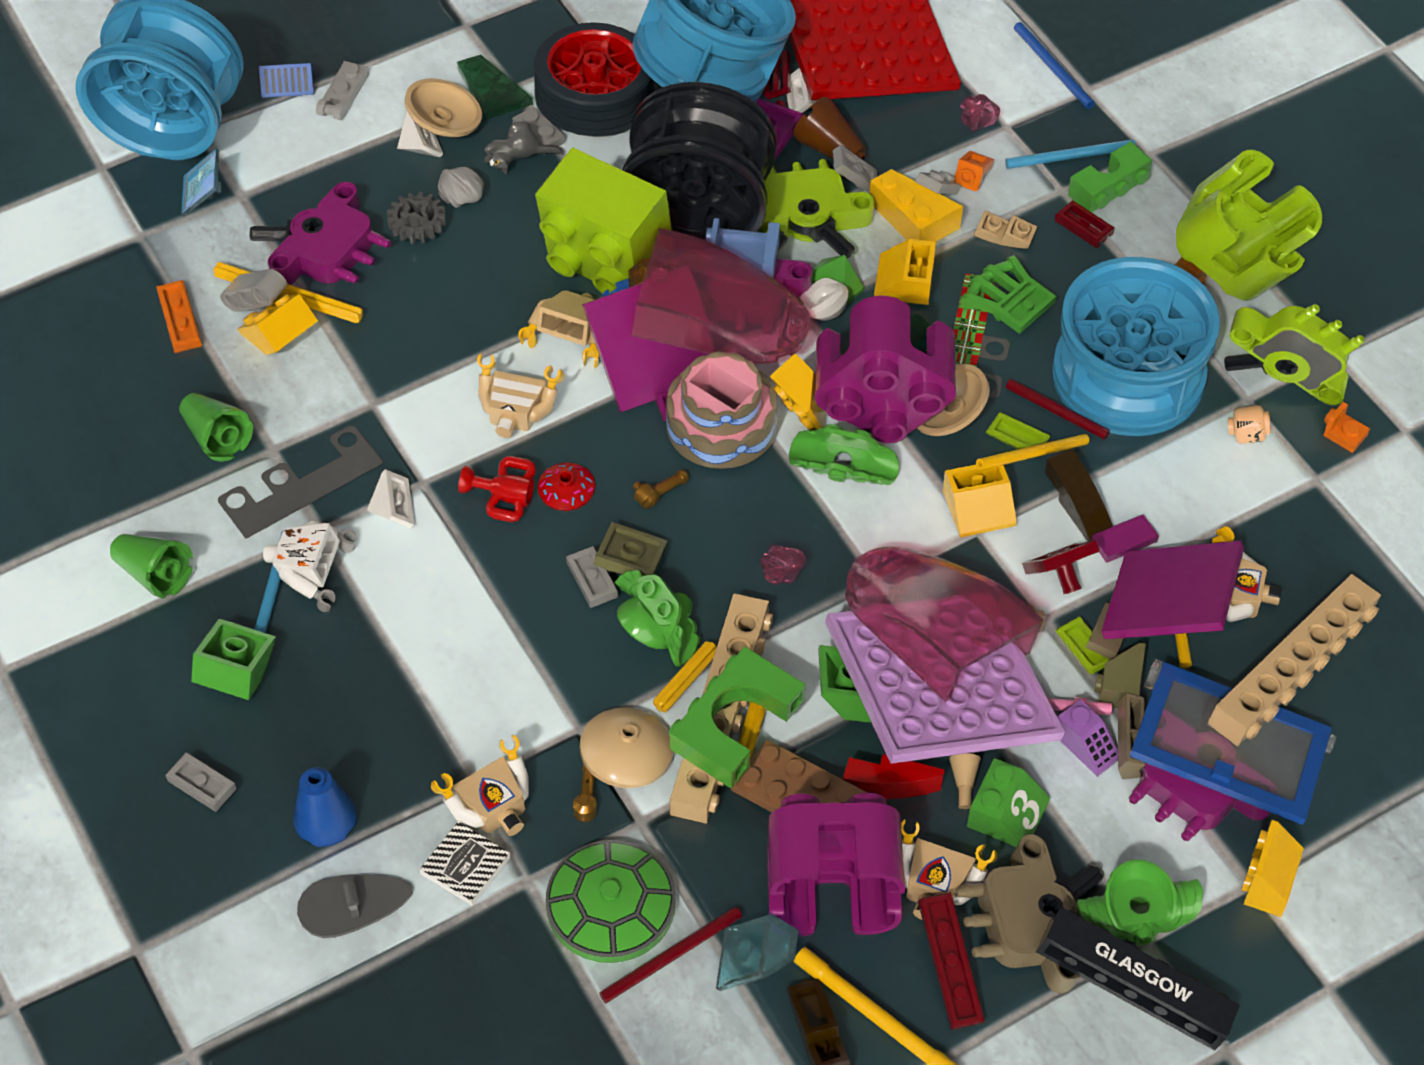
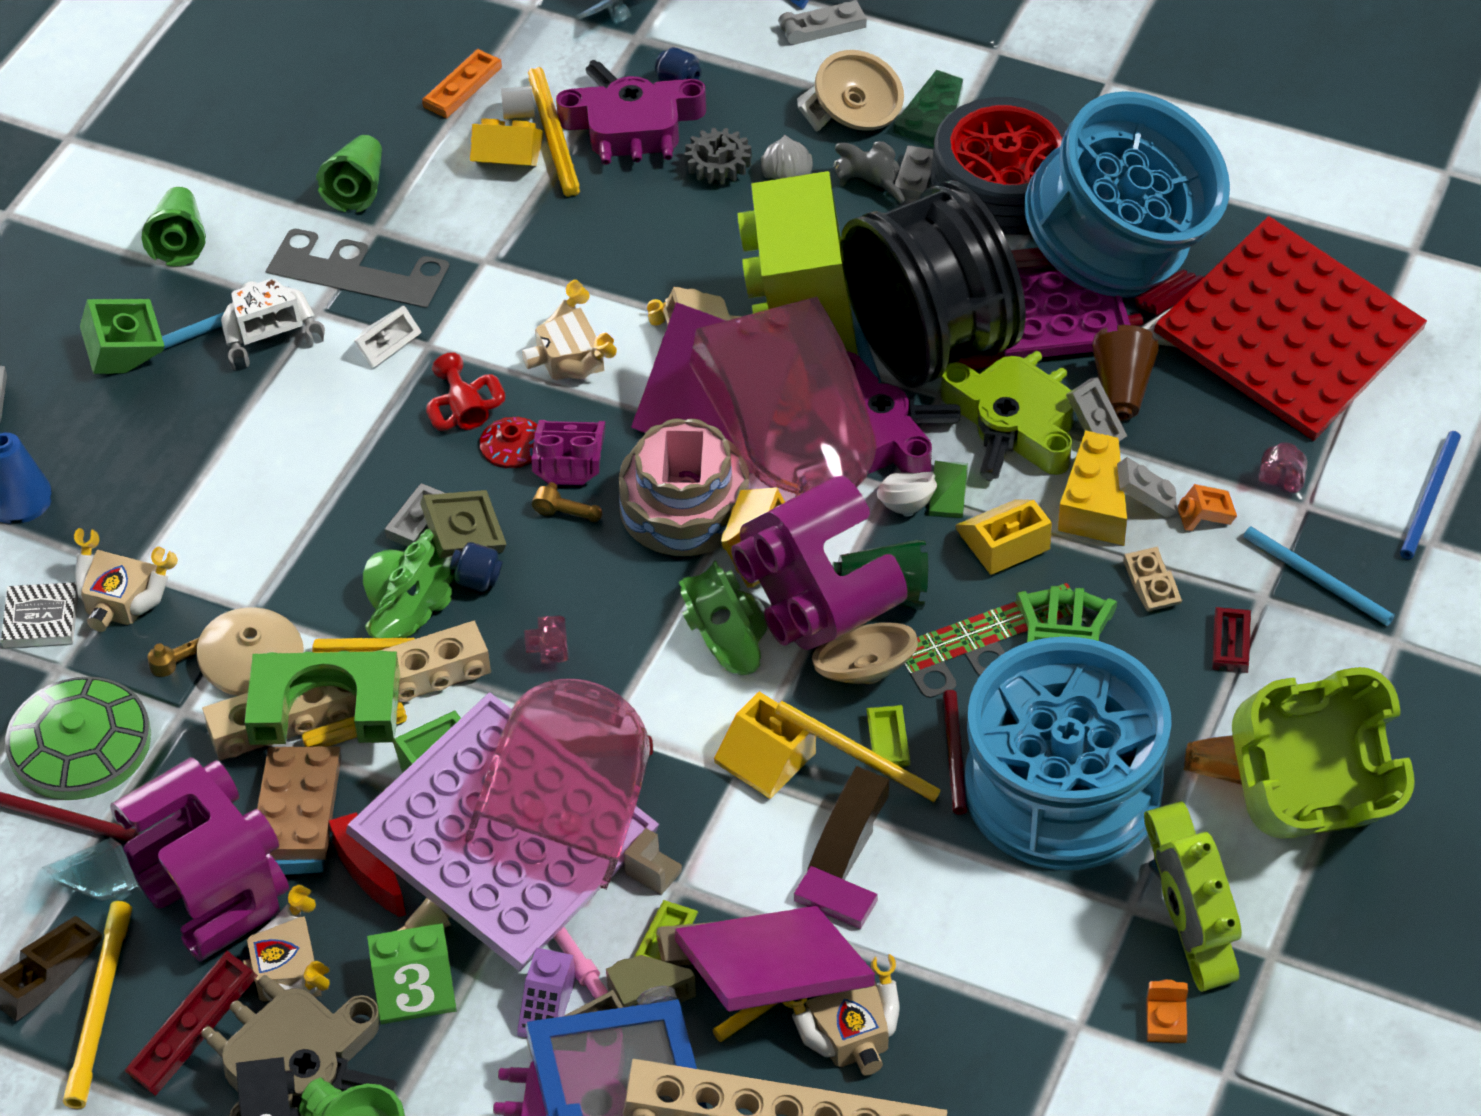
camera: 55 degrees right, 5 degrees down
(309, 188) = (677, 65): none -> dark blue head
(614, 455) = (567, 451): none -> magenta slope
(678, 567) = (476, 567): none -> dark blue head
(754, 247) = (892, 388): medium blue panel -> none
(1062, 562) = (742, 853): dark red tile -> none
(1126, 170) = (1286, 623): bright green arch -> none
(1249, 424) = (1084, 921): light nougat head -> none

